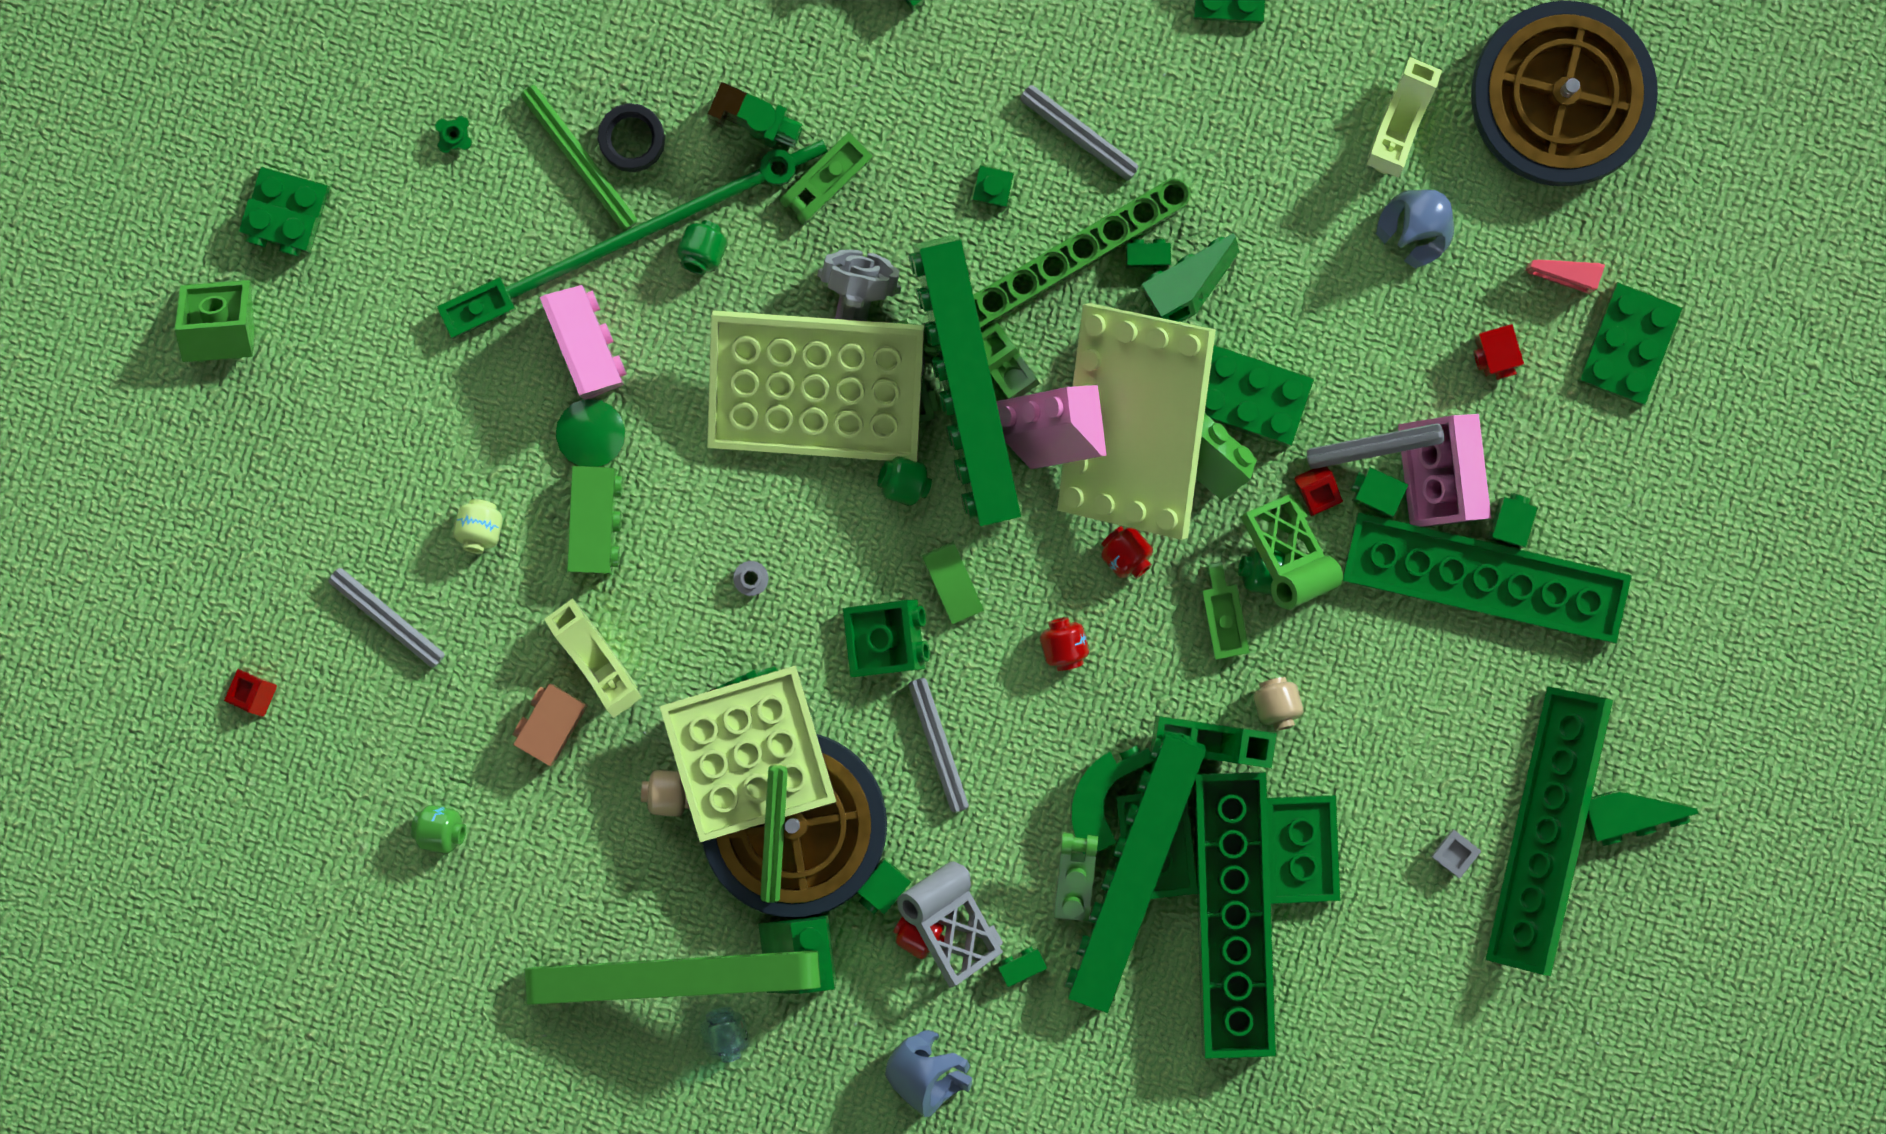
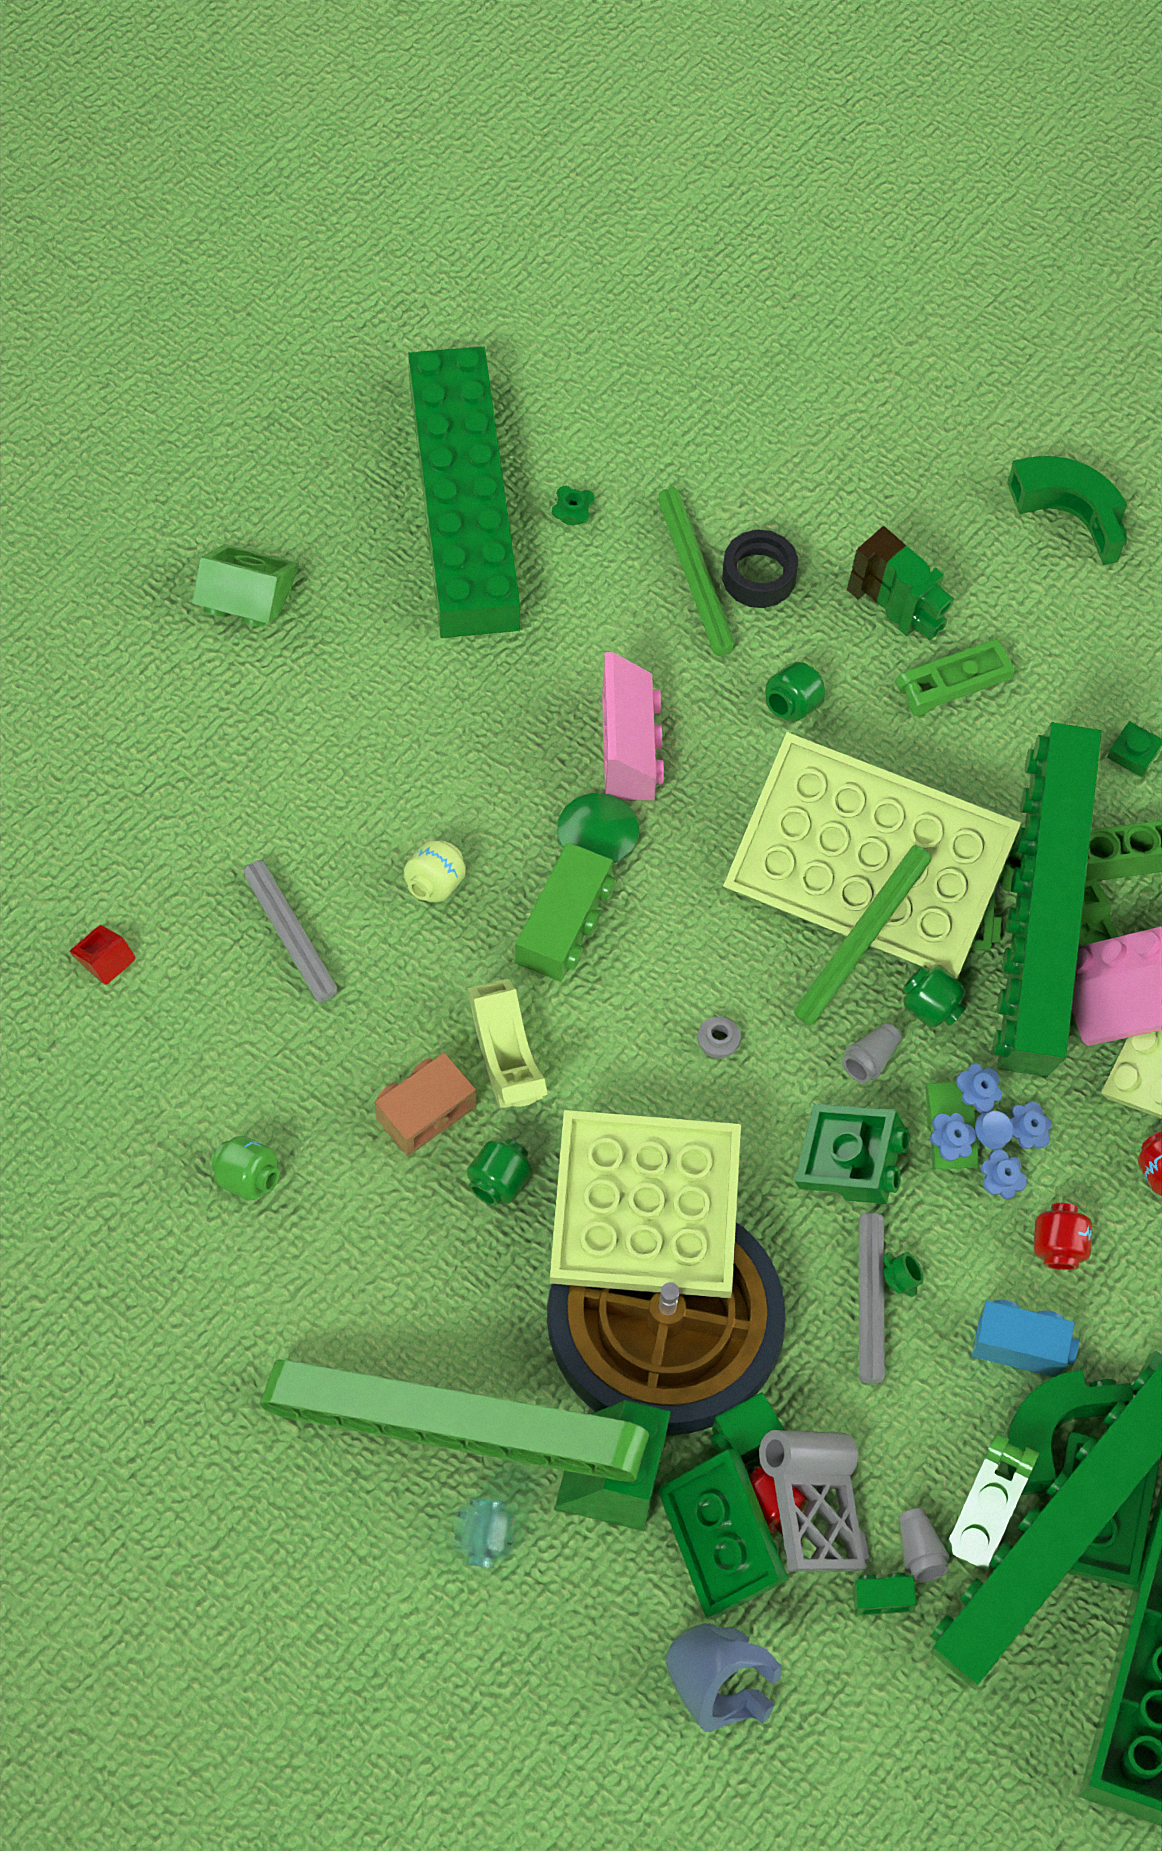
camera: 25 degrees right, 25 degrees down
(284, 211) = (364, 514): green plate -> none
(356, 160) = (463, 493): none -> green brick
(495, 299) = (549, 666): green bar -> none
(628, 758) = (499, 1172): none -> green head
(664, 793) = (527, 1225): tan head -> none
(774, 833) = (643, 1298): bright green axle -> none
(832, 457) = (862, 935): none -> bright green axle
(859, 281) = (959, 772): light grey piece -> none
(872, 546) = (870, 1054): none -> light grey cone
(893, 973) = (722, 1534): none -> green plate
(955, 719) = (903, 1273): none -> green plate
(984, 579) = (993, 1131): none -> medium blue plant
(1037, 922) = (922, 1548): none -> light grey cone
(1061, 737) = (1025, 1338): none -> dark azure brick

